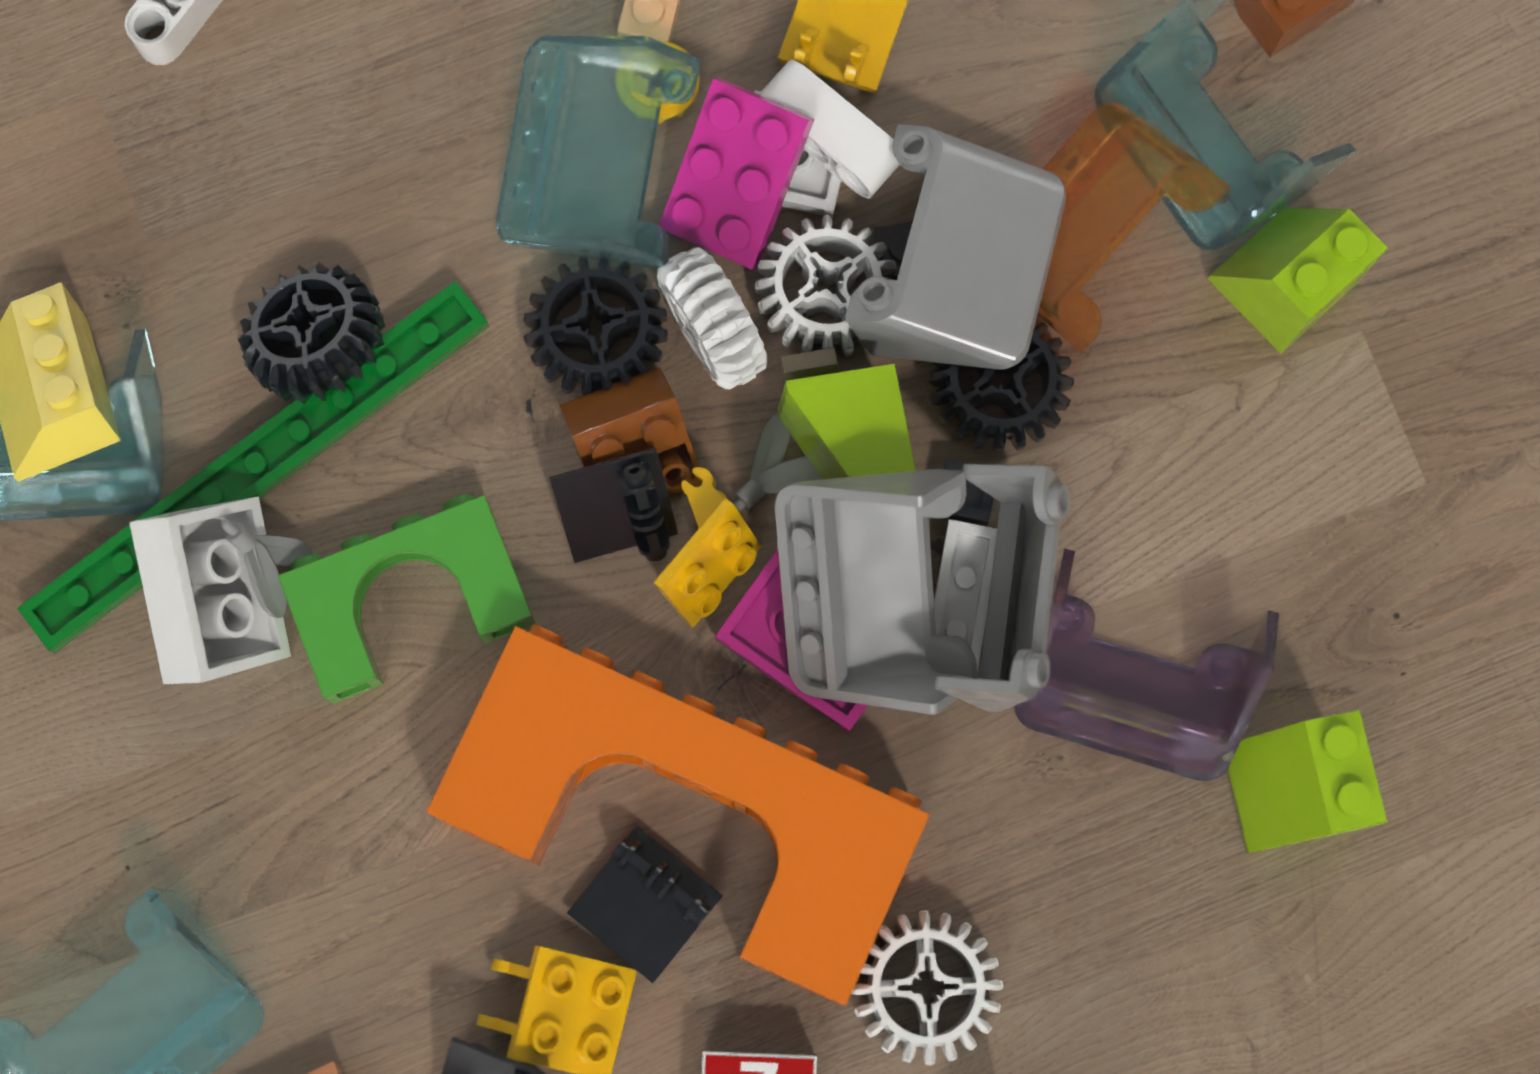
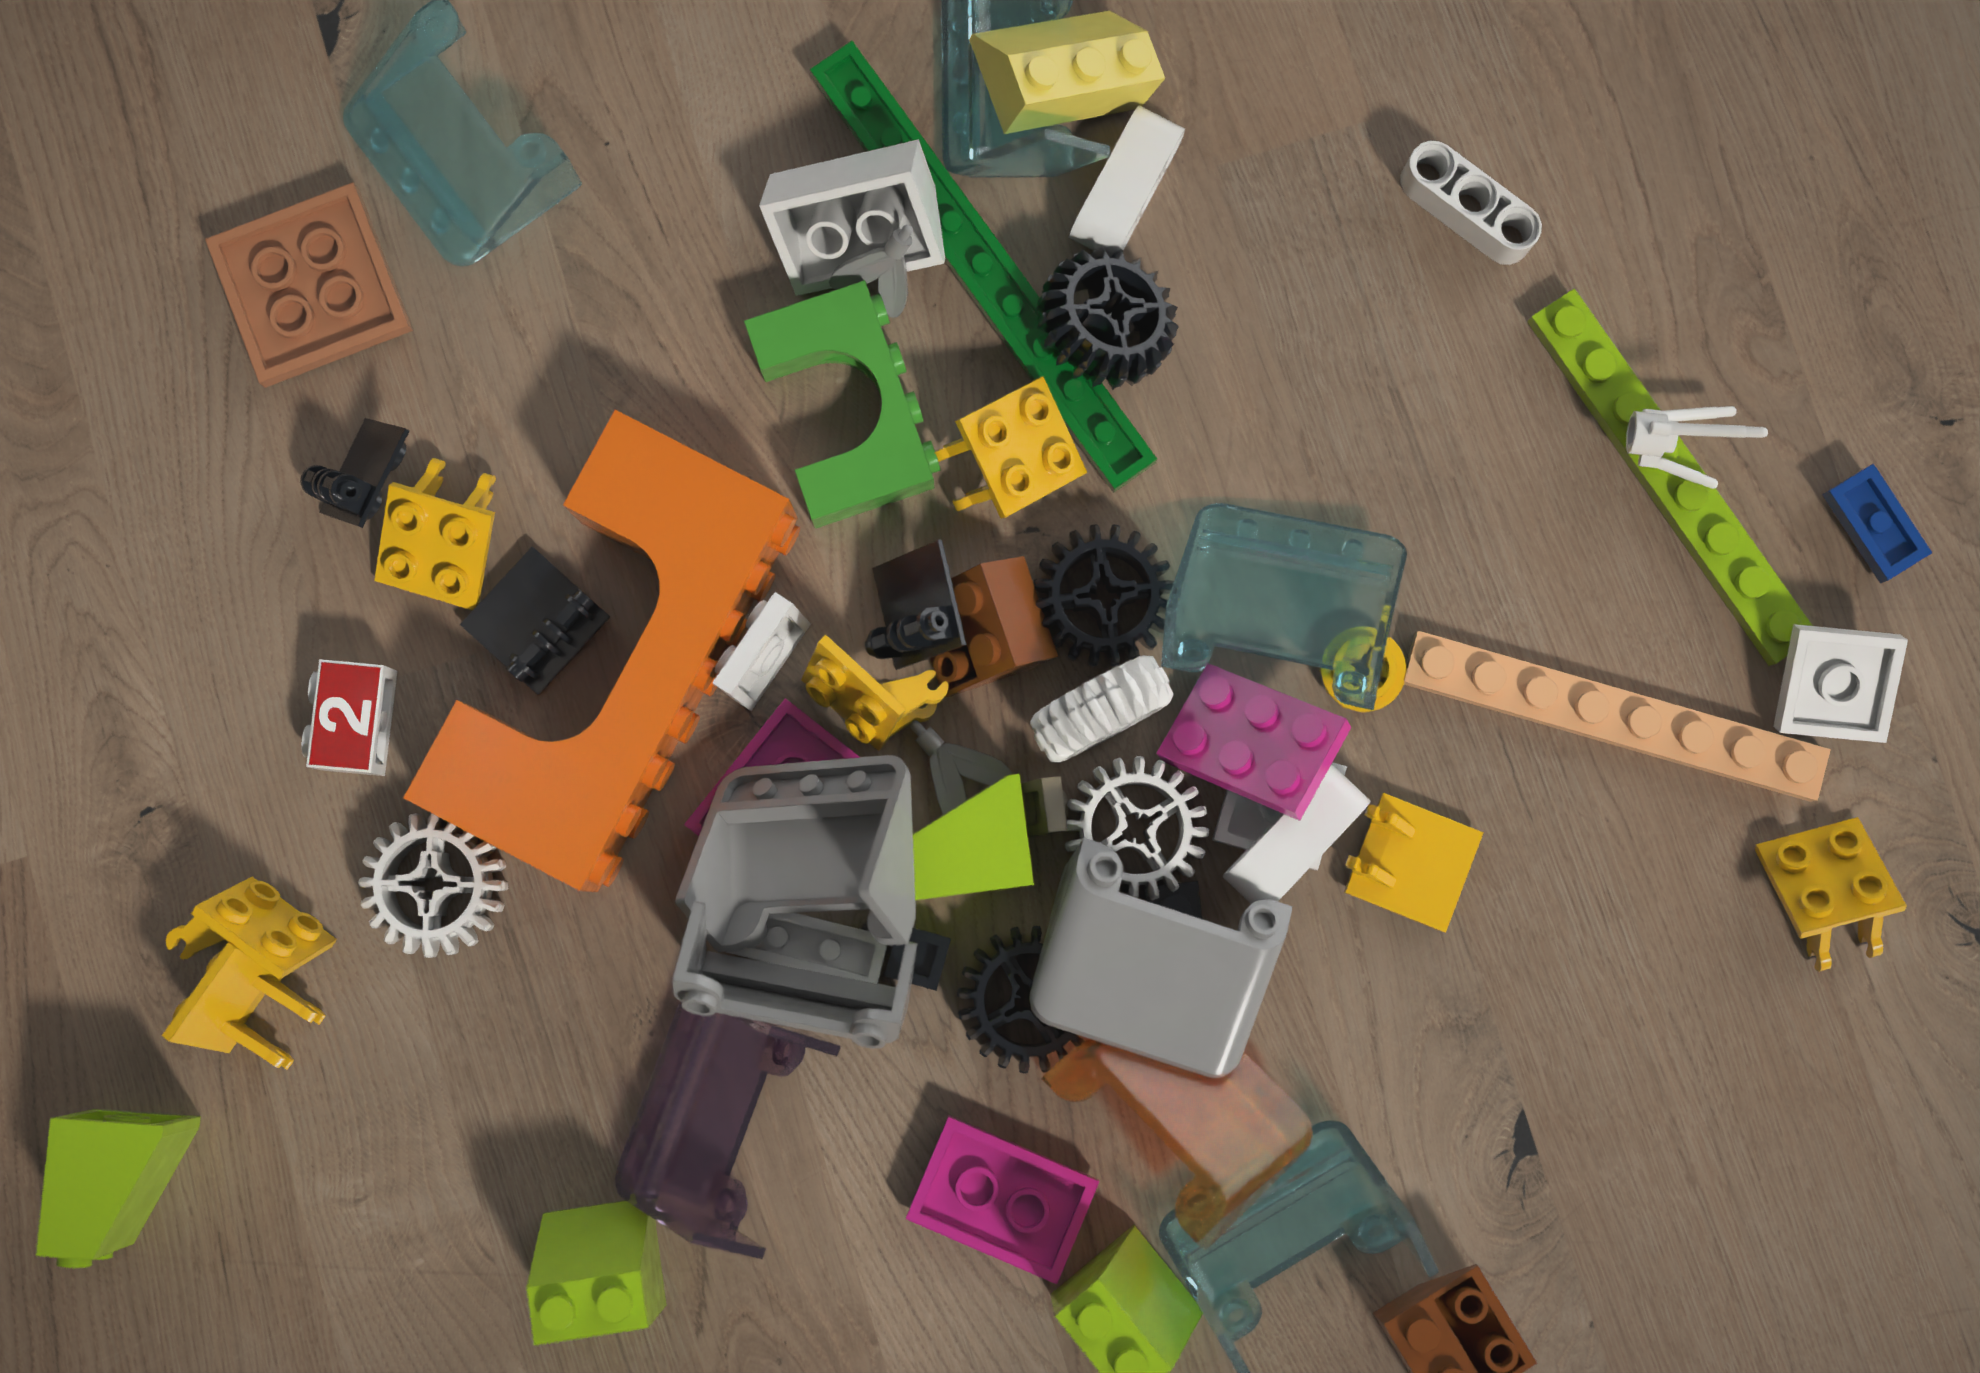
camera: 95 degrees right, 5 degrees up
(172, 323) = (1127, 182): none -> white beam
(450, 412) = (1018, 448): none -> yellow plate
(650, 649) = (752, 665): none -> white plate
(1195, 399) = (1002, 1199): none -> dark pink plate

